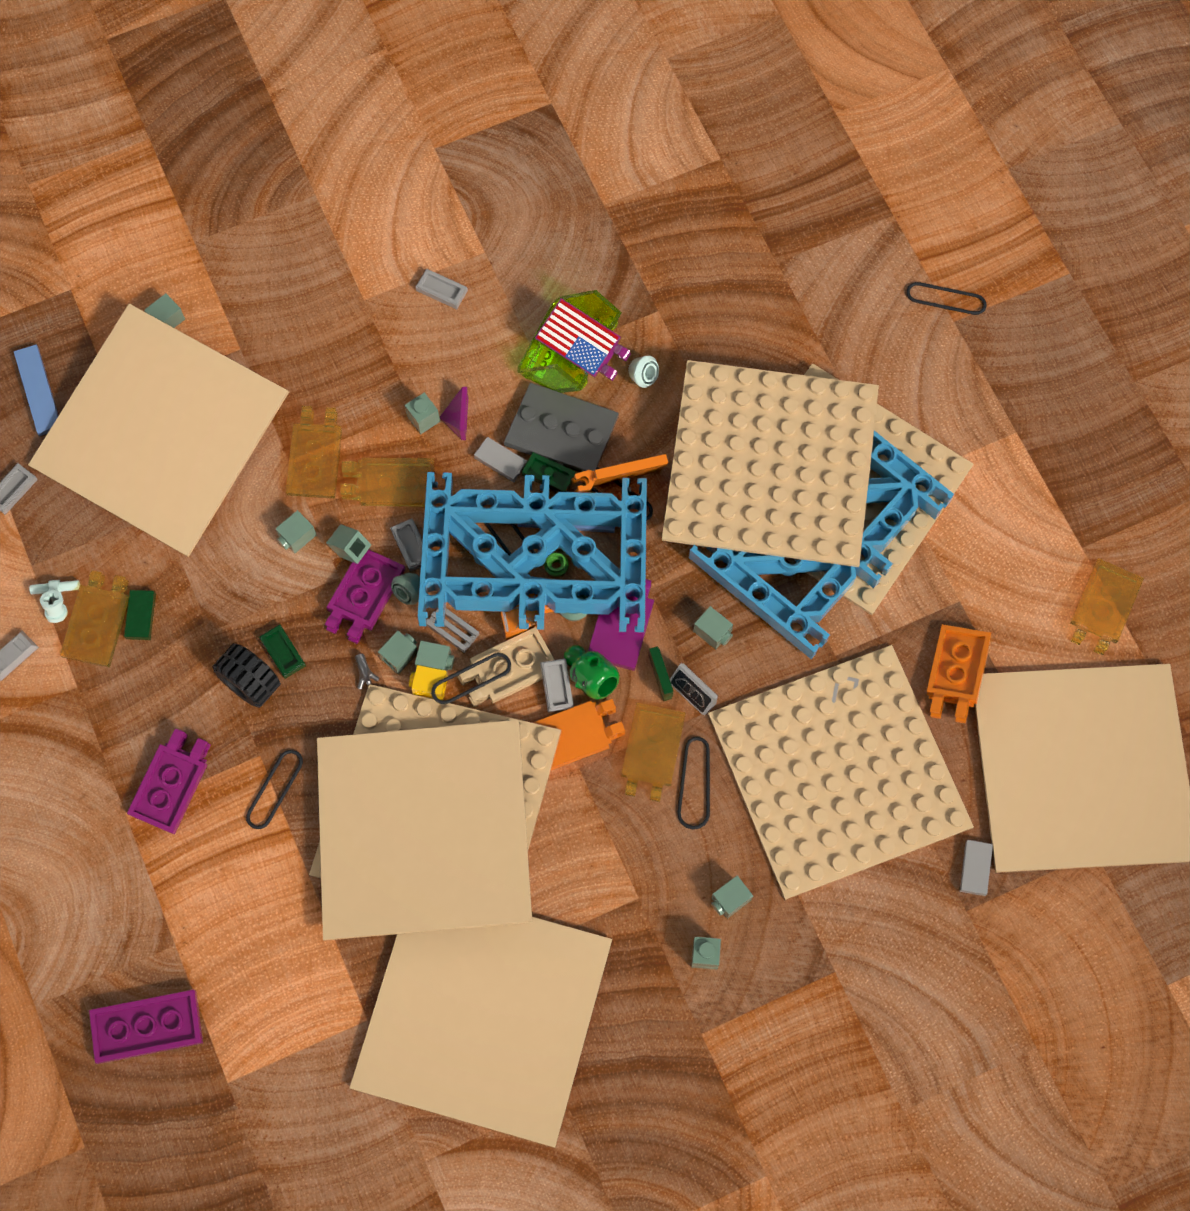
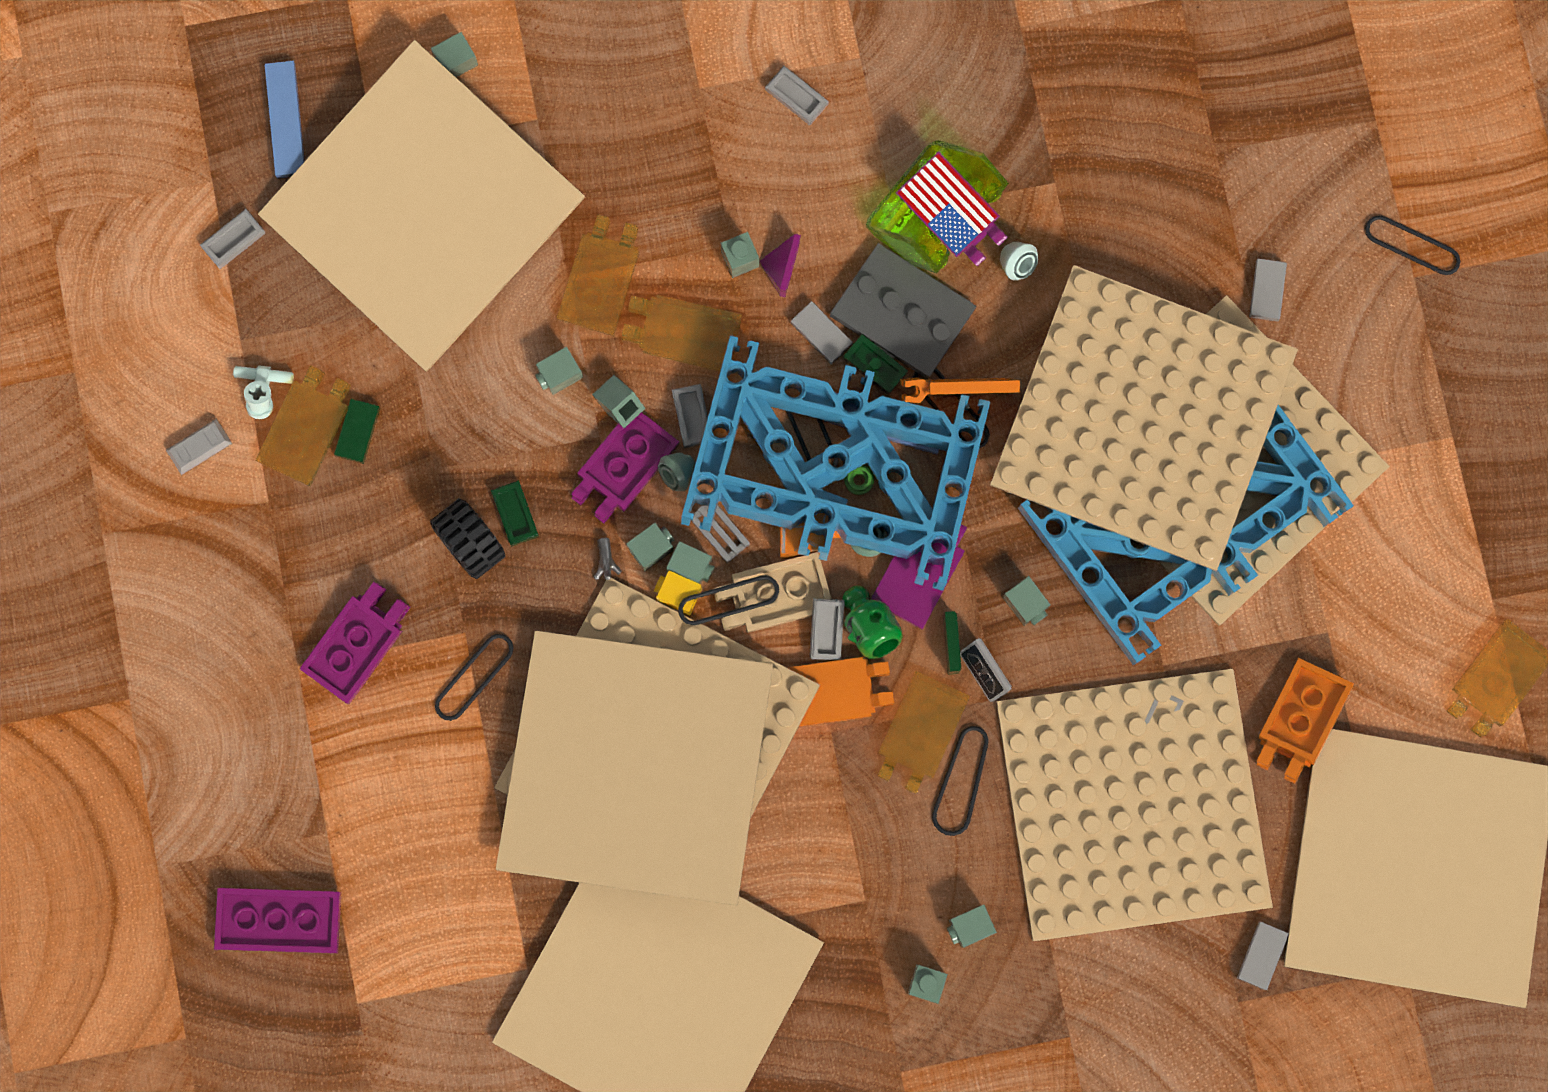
camera: 10 degrees right, 10 degrees up
(843, 353) = (1268, 290): none -> light grey tile

